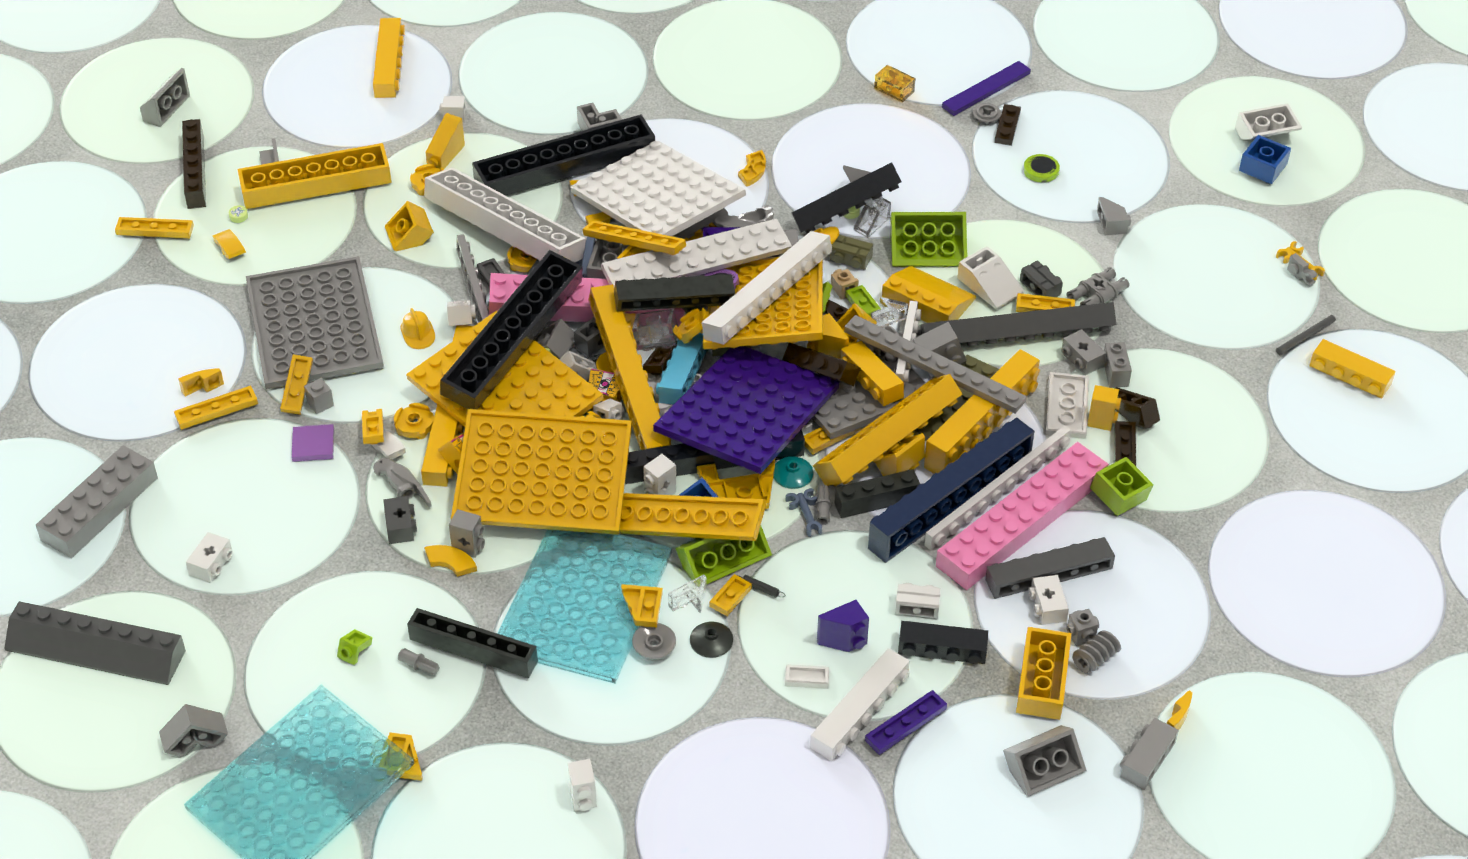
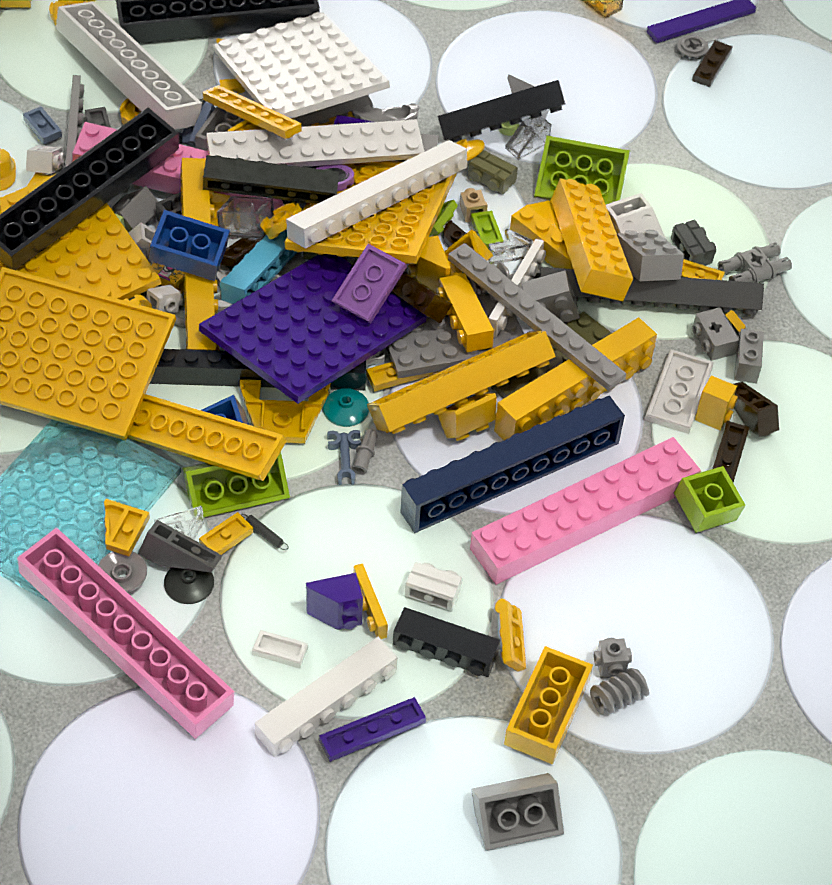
camera: 10 degrees right, 5 degrees up
(409, 227) = (29, 57): yellow slope -> none
(443, 284) = (42, 125): none -> sand blue plate
(624, 360) = (188, 245): none -> blue brick
(660, 476) = (191, 385): white brick -> none
(678, 686) = (126, 632): none -> bright pink brick
(691, 614) = (174, 549): none -> dark grey slope
(754, 169) = (419, 61): yellow tile -> none
(787, 363) = (369, 283): none -> medium lavender tile
(874, 493) = (425, 450): pearl dark grey brick -> none
(878, 633) = (376, 620): none -> yellow plate
(959, 292) = (591, 240): none -> yellow brick
(995, 489) = (566, 472): white plate -> none
(995, 625) = (511, 634): none -> yellow plate
(1011, 297) = (651, 256): none -> light grey brick
(1041, 168) = (734, 117): tile -> none
(1048, 600) = (585, 616): white brick -> none
(1066, 562) = (597, 578): dark grey brick -> none
(1099, 339) = (735, 321): none -> yellow tile
(1112, 217) = (797, 187): light grey slope -> none
(1148, 753) = (642, 829): light grey brick -> none
(1180, 710) = (695, 788): yellow slope -> none

